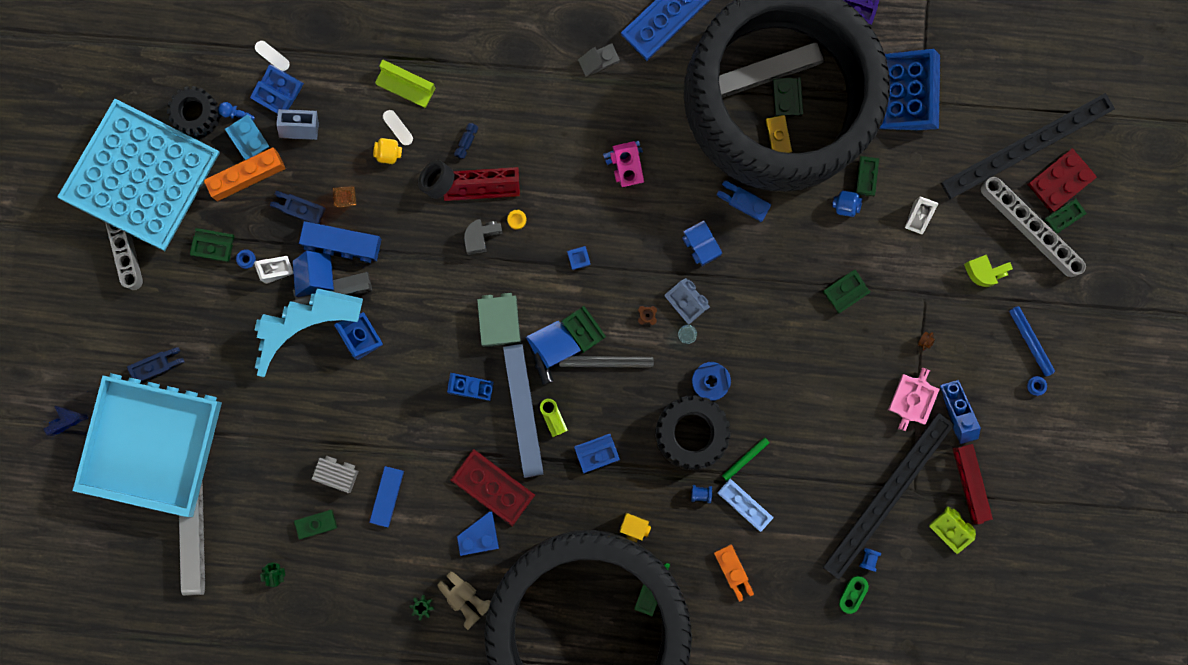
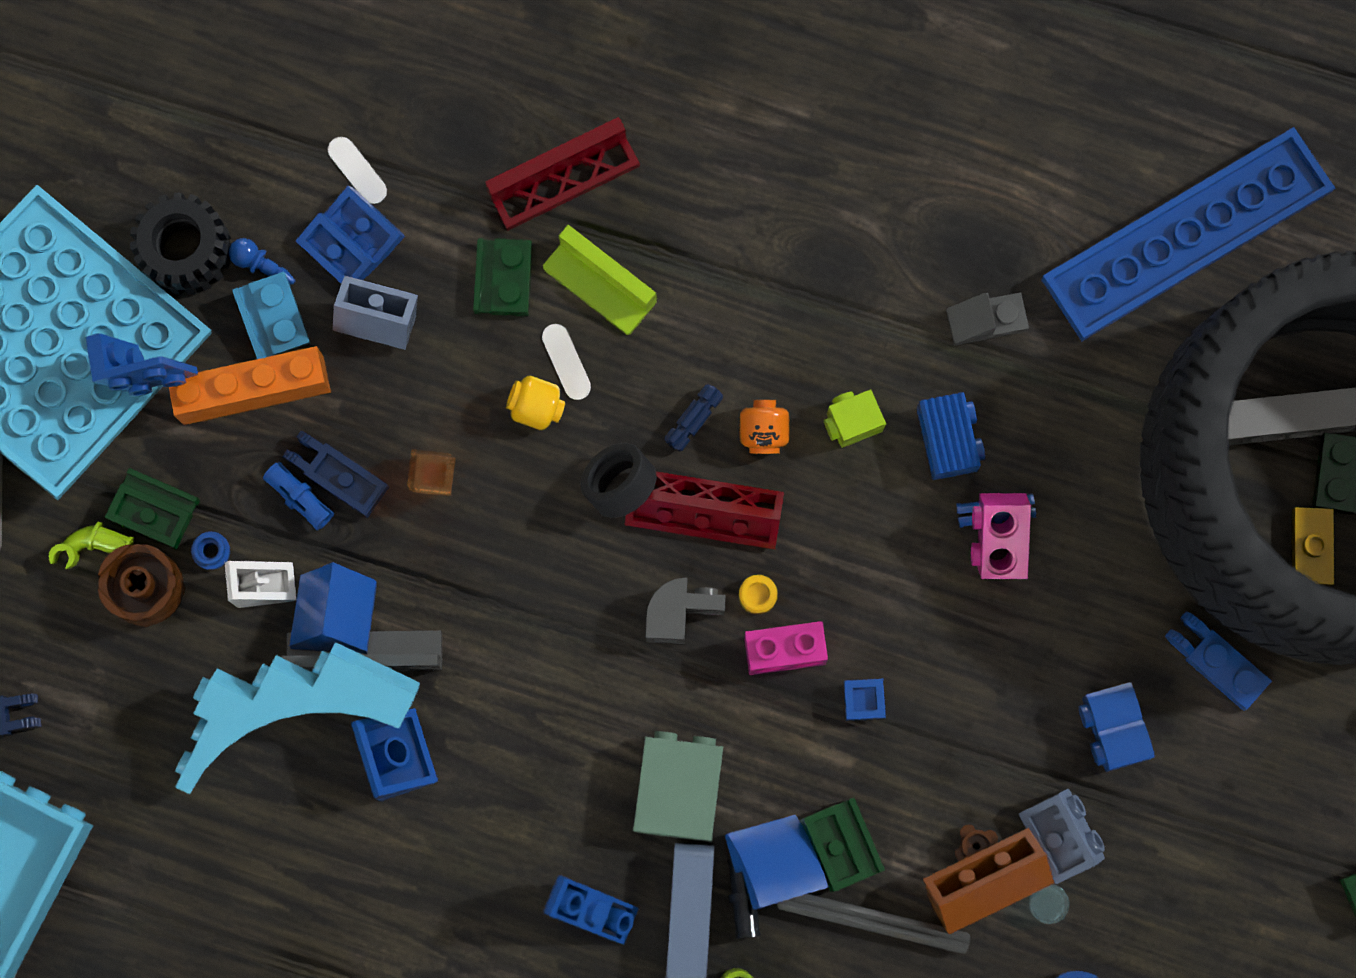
camera: 15 degrees right, 5 degrees down
(181, 179) = (124, 368): none -> blue bracket
(187, 265) = (90, 538): none -> lime piece
(223, 275) = (121, 593): none -> reddish brown brick
(282, 222) = (298, 495): none -> blue pin
(340, 241) = (403, 559): blue brick -> none
(357, 92) = (503, 277): none -> dark green plate
(369, 29) = (556, 161): none -> dark red fence
(501, 137) = (764, 427): none -> orange head
(535, 242) = (785, 648): none -> dark pink brick
(544, 123) = (854, 418): none -> lime brick
(592, 122) = (949, 435): none -> blue brick
(656, 329) = (988, 881): none -> dark orange brick

